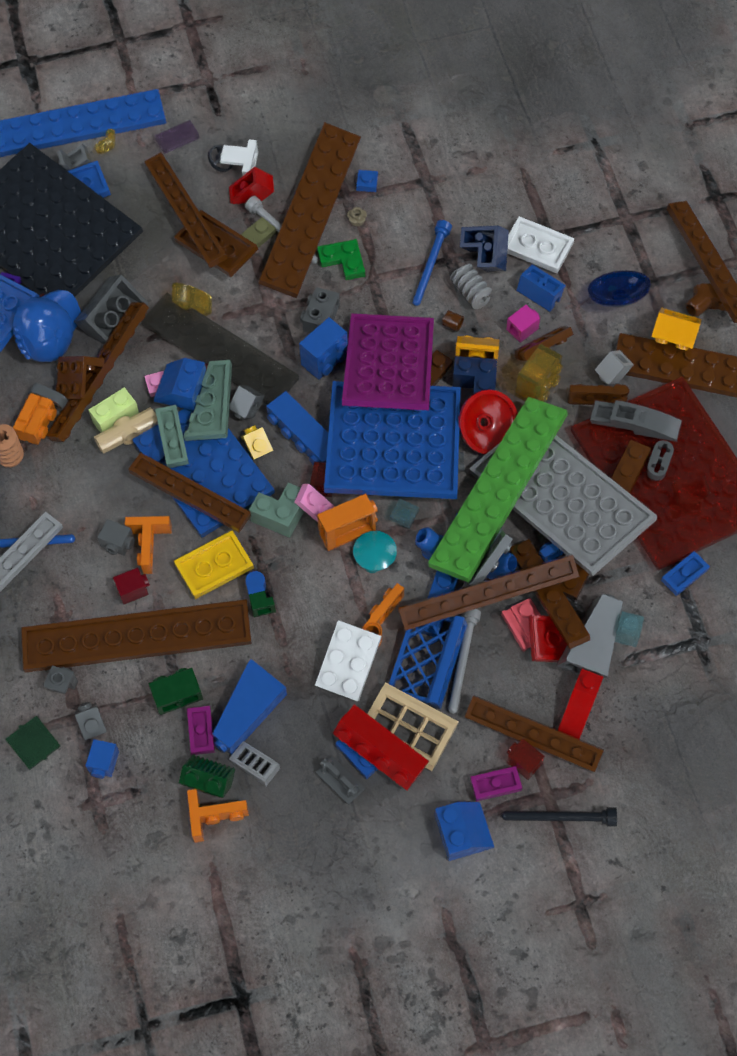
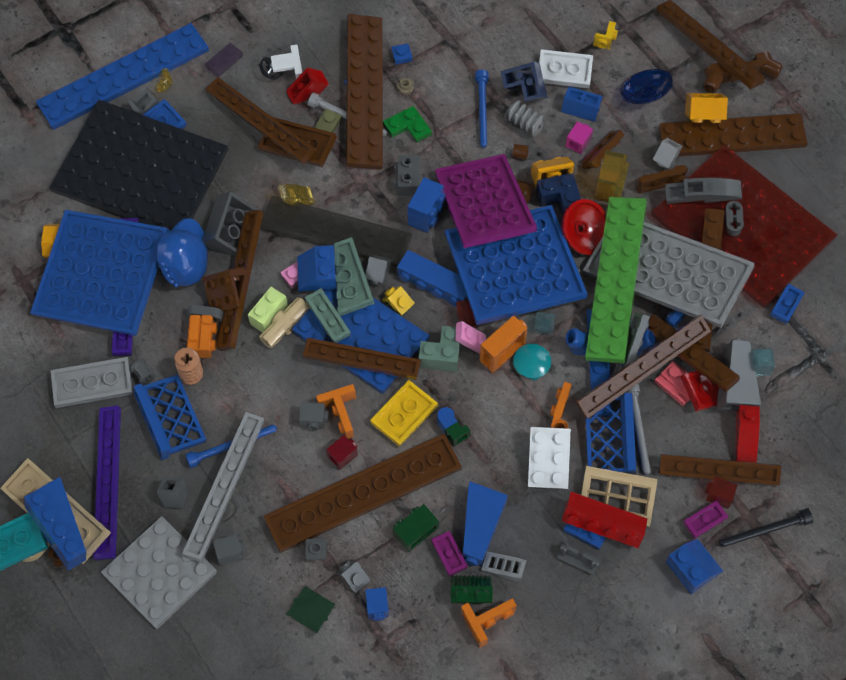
camera: 20 degrees left, 0 degrees up
(597, 226) = (605, 41): none -> yellow bracket

